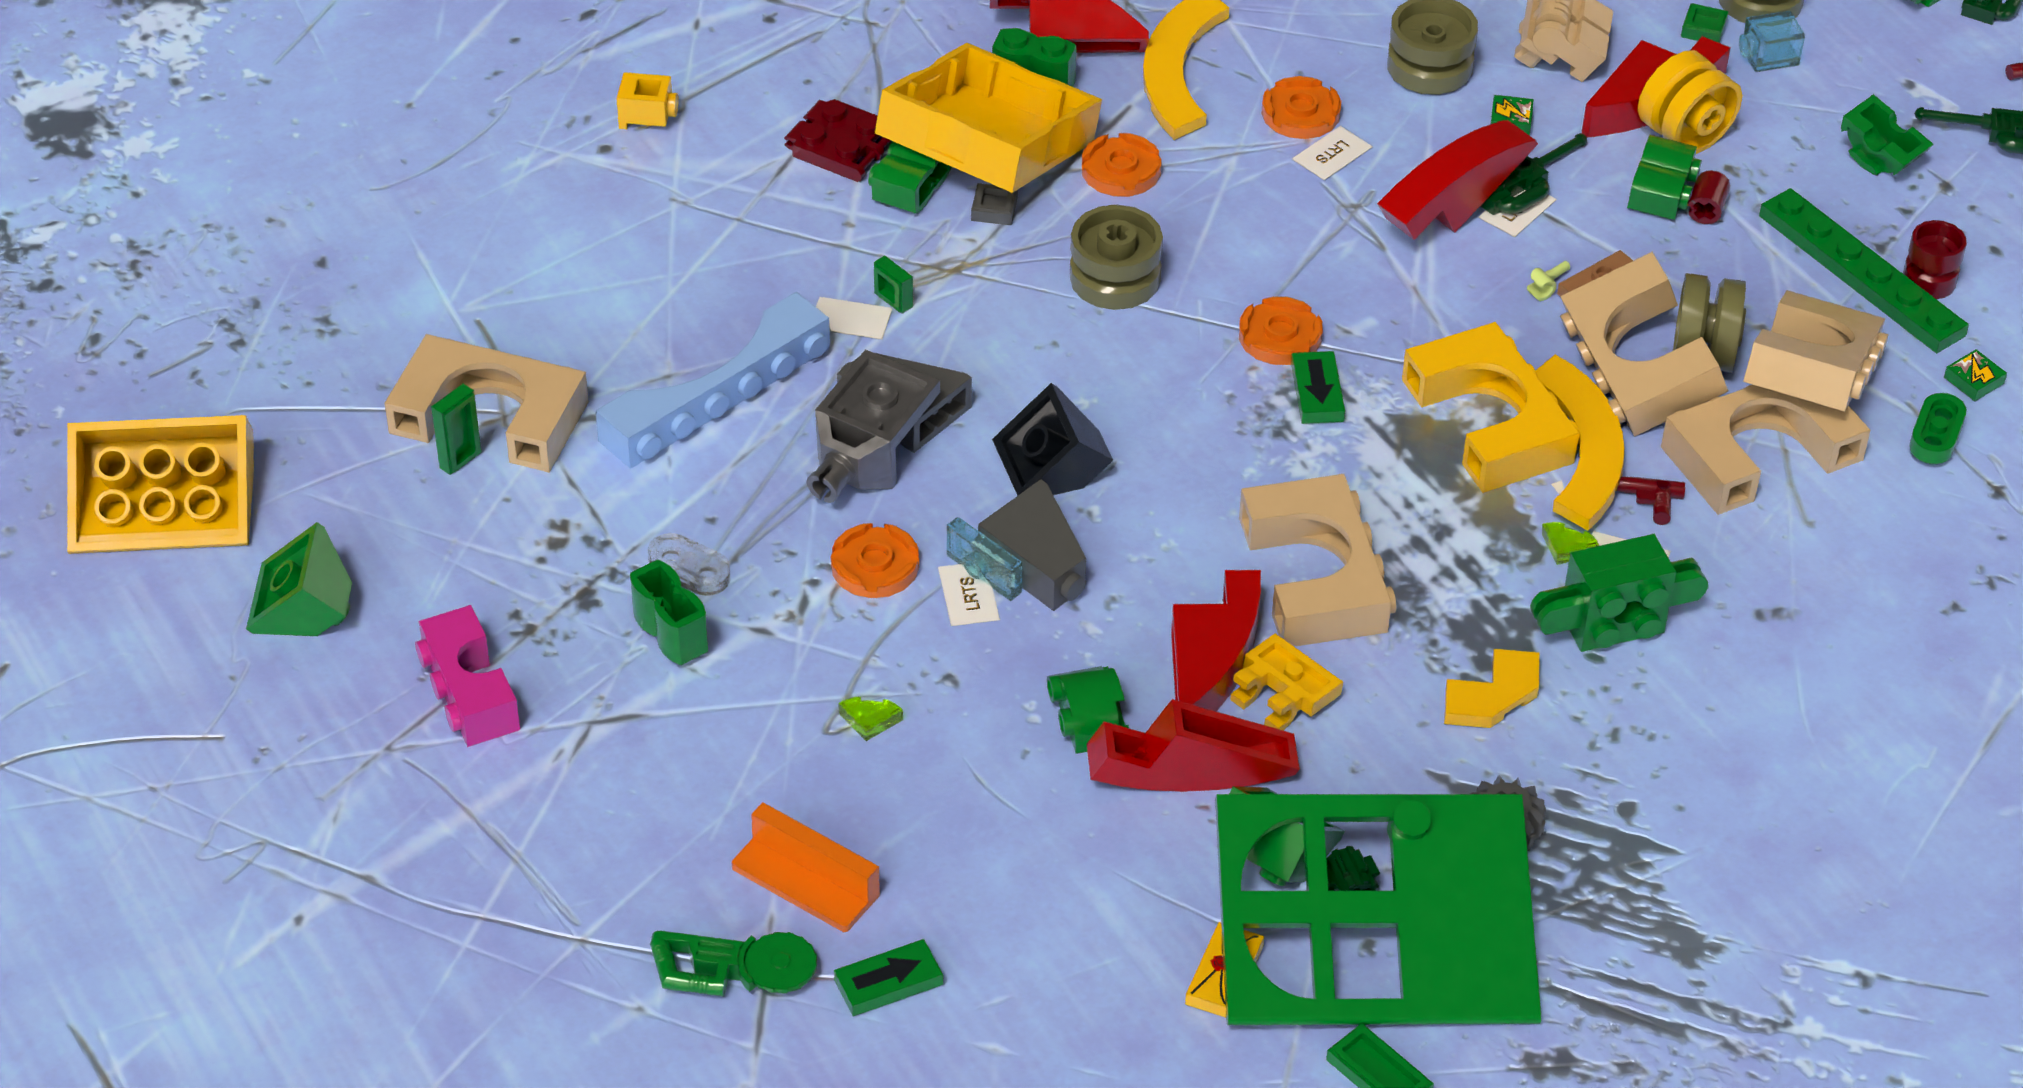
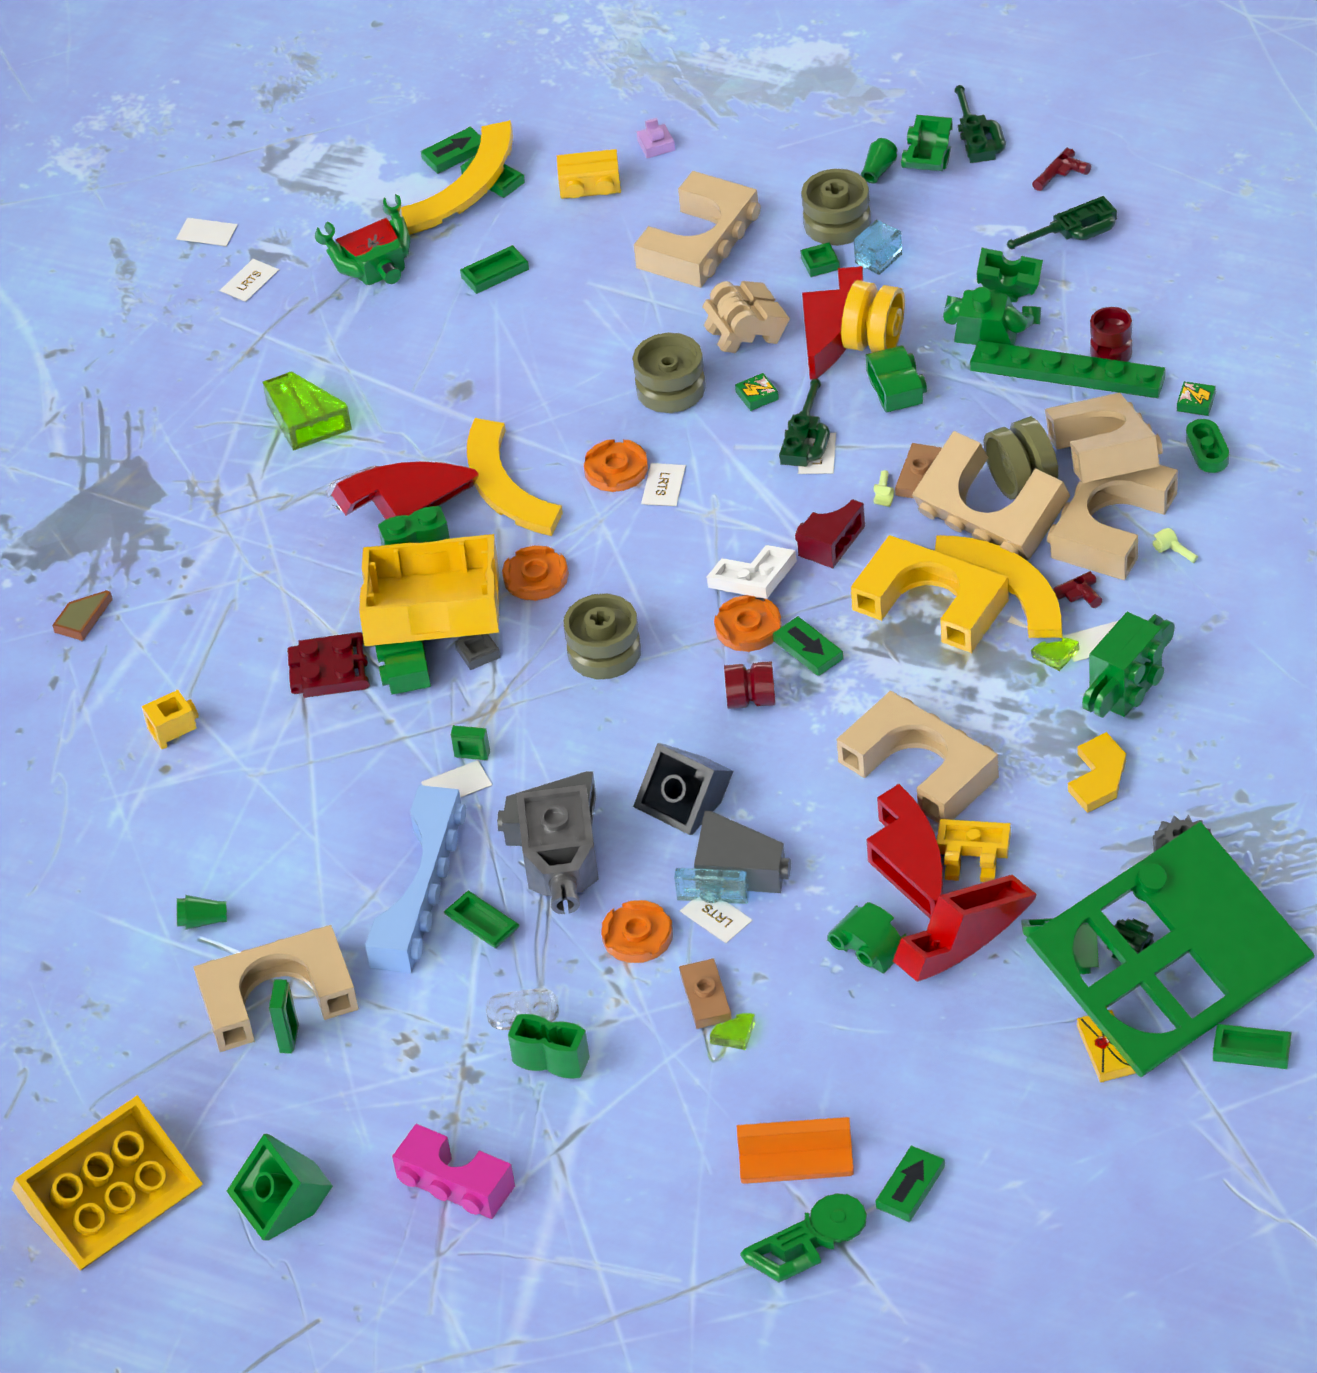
camera: 30 degrees left, 0 degrees up
(491, 290) = (199, 911): none -> green cone
(740, 458) = (481, 919): none -> green tile
(878, 660) = (705, 993): none -> medium nougat plate
(1216, 388) = (749, 685): none -> dark red wheel
(1329, 290) = (753, 579): none -> white plate
(1443, 291) = (829, 535): none -> dark red arch
(1456, 178) = (777, 454): red slope -> none
(1709, 197) = (935, 375): dark red piece -> none
(1799, 498) = (1167, 539): none -> yellowish green hand
(1818, 170) = (988, 317): none -> green torso

